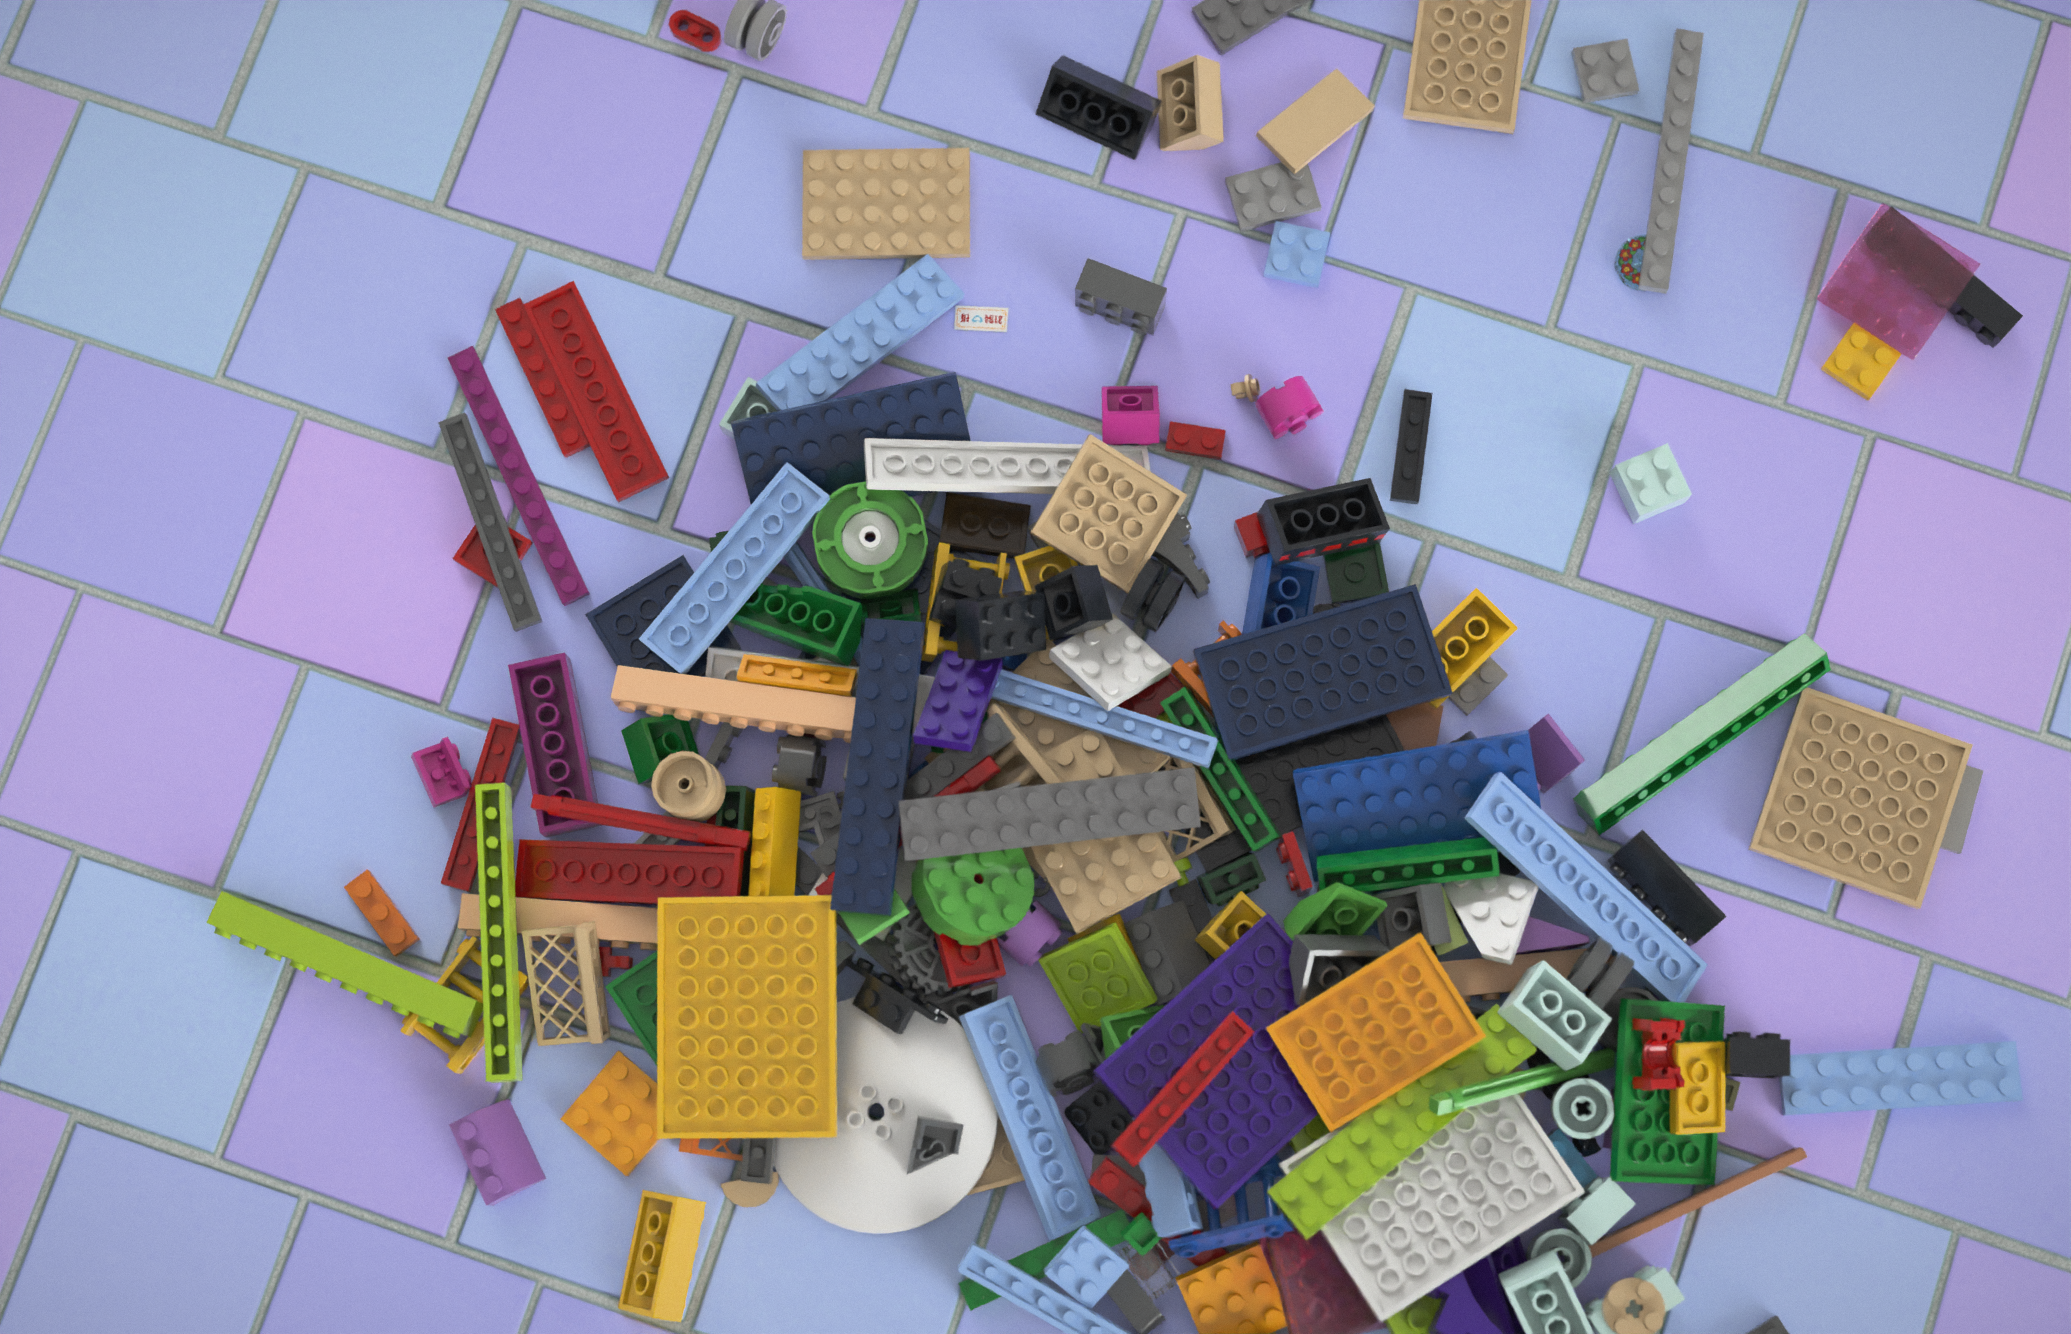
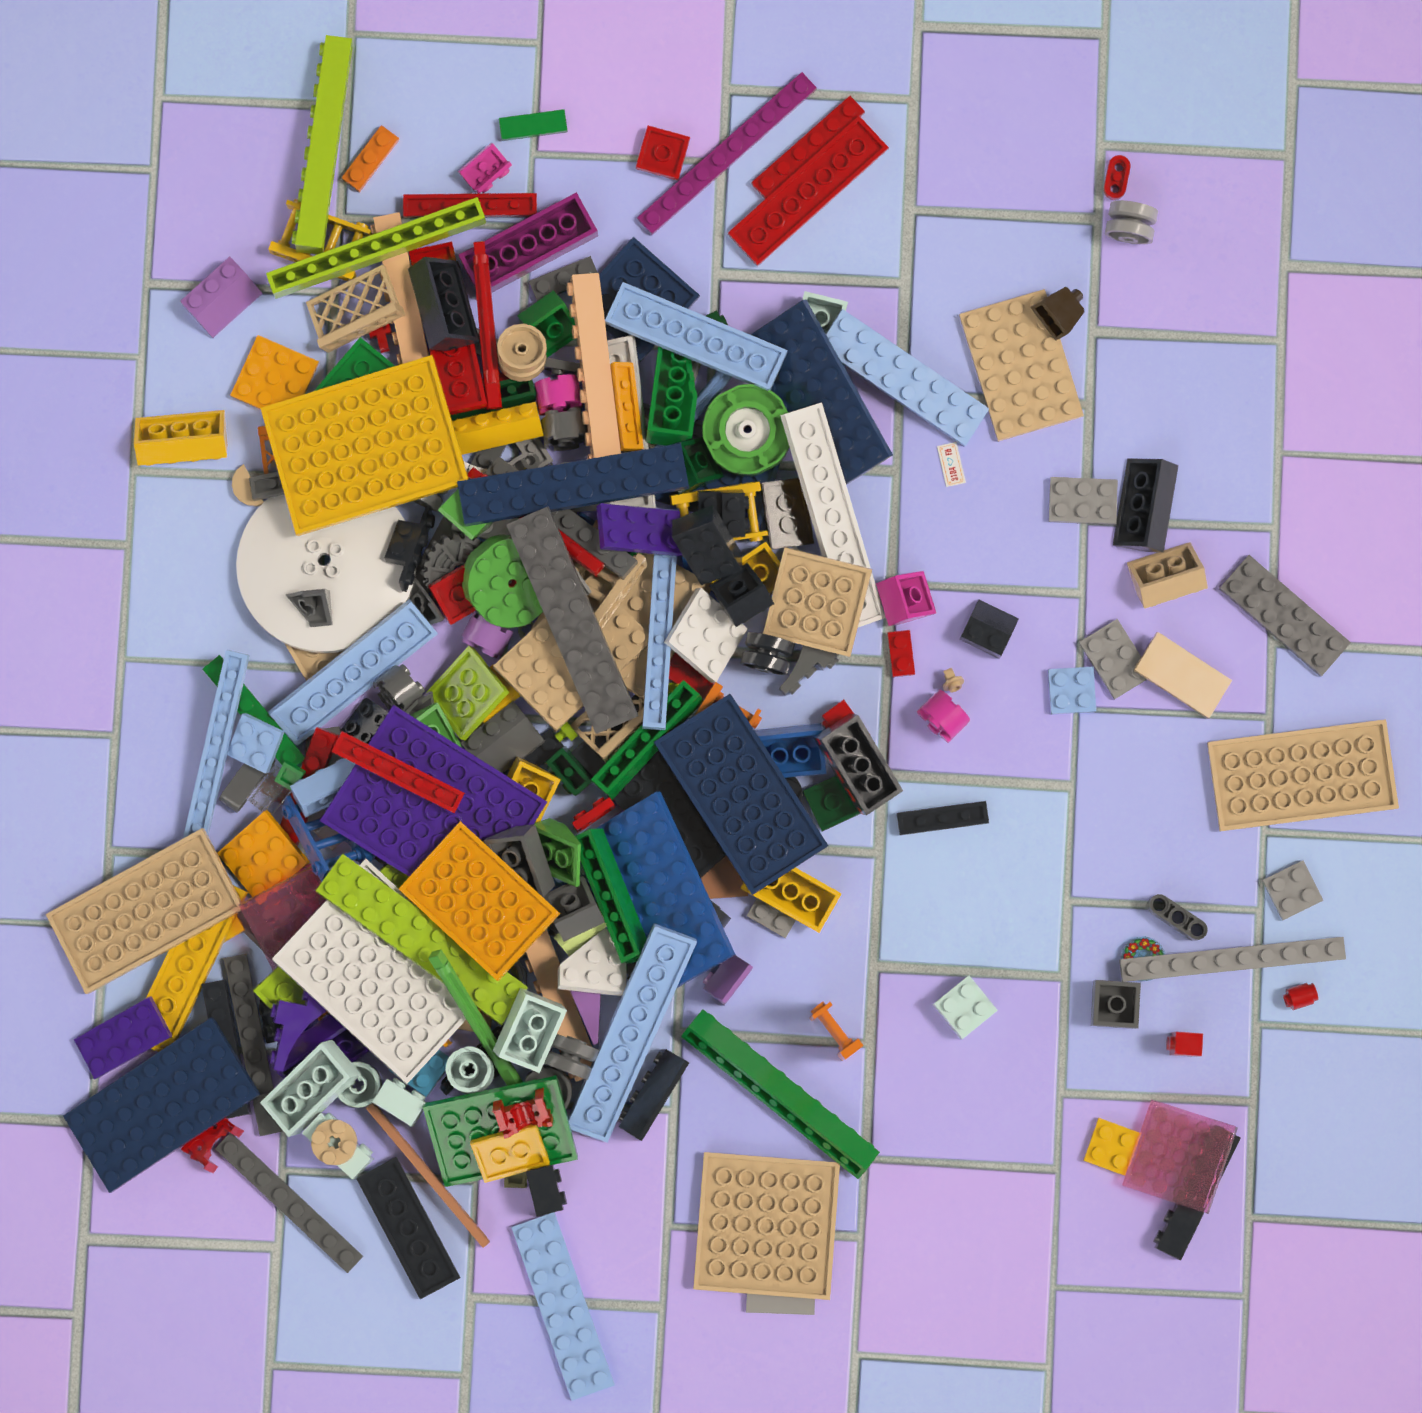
camera: 65 degrees right, 5 degrees up
(406, 699) = (533, 125): none -> green tile
(490, 522) = (682, 144): dark grey plate -> none
(596, 868) = (443, 304): none -> black slope
(608, 719) = (558, 279): none -> dark grey plate
(753, 759) = (558, 393): none -> dark pink brick
(837, 137) = (1060, 311): none -> dark brown torso
(1071, 178) = (1083, 500): none -> light grey plate
(1120, 297) = (993, 564): dark grey brick -> none
(1196, 328) = (989, 629): none -> black slope
(1611, 197) = (1188, 918): none -> dark grey beam
(1667, 635) = (846, 1046): none -> orange fence
(1693, 306) = (1115, 1004): none -> dark grey brick
(1735, 95) = (1300, 996): none -> red brick
(1756, 1246) = (408, 1228): none -> black plate
(1763, 237) = (1185, 1044): none -> red brick

